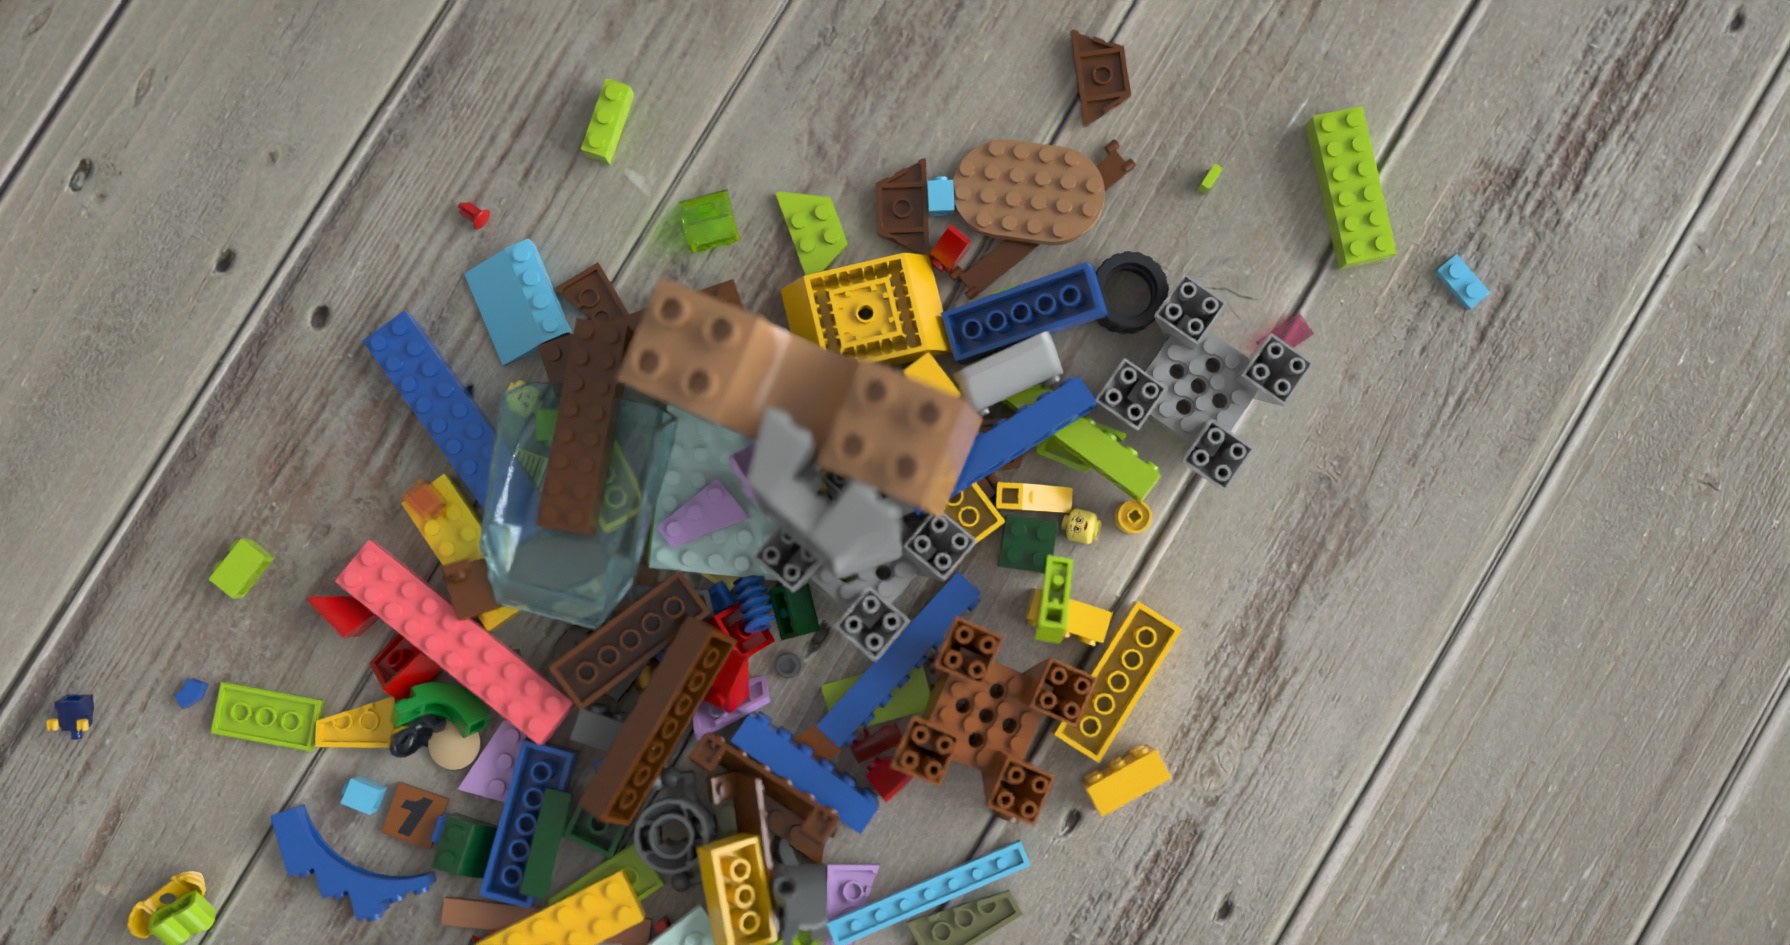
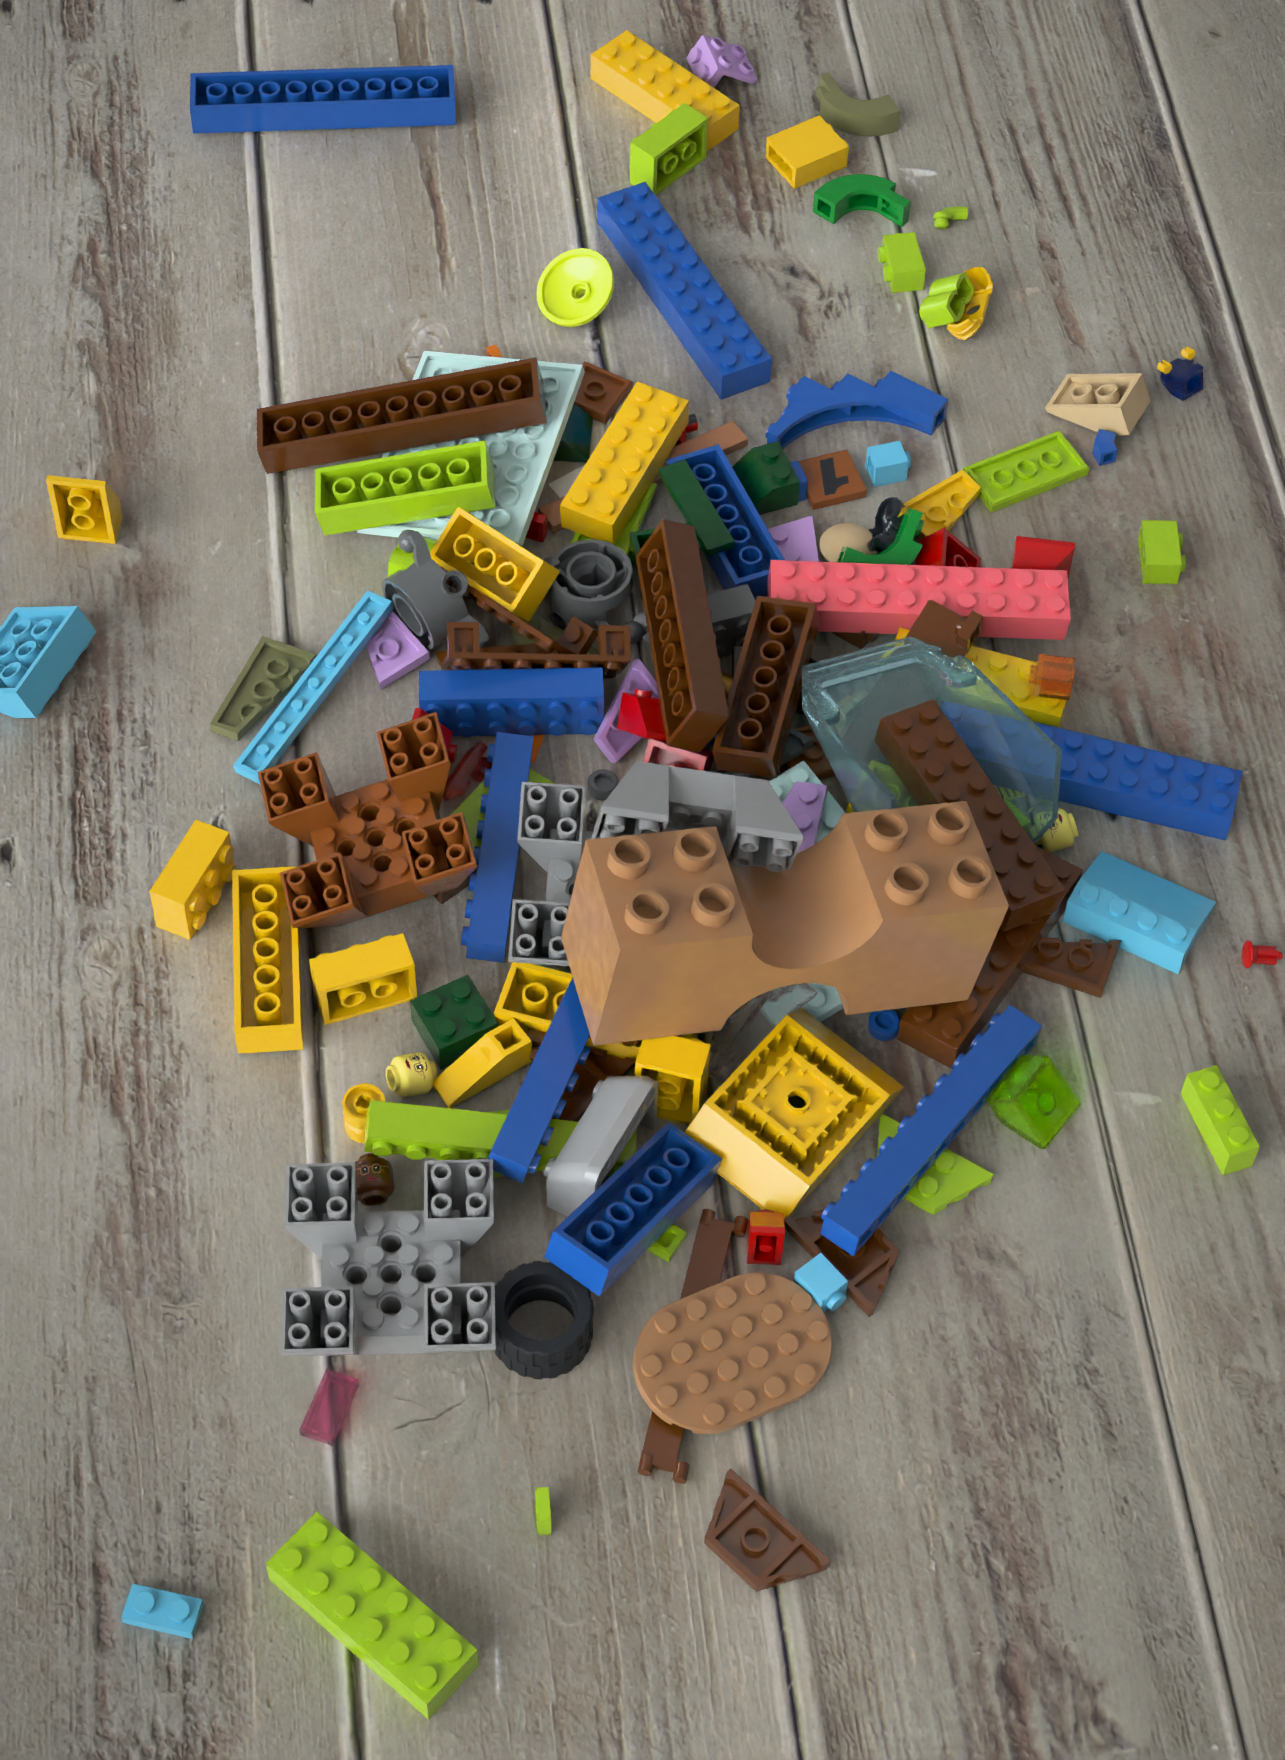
camera: 140 degrees right, 30 degrees down
(156, 735) = (1101, 401): none -> tan slope
(793, 240) = (929, 1131): none -> blue brick
(1054, 599) = (389, 956): lime slope -> none
(1166, 463) = (374, 1179): none -> reddish brown head

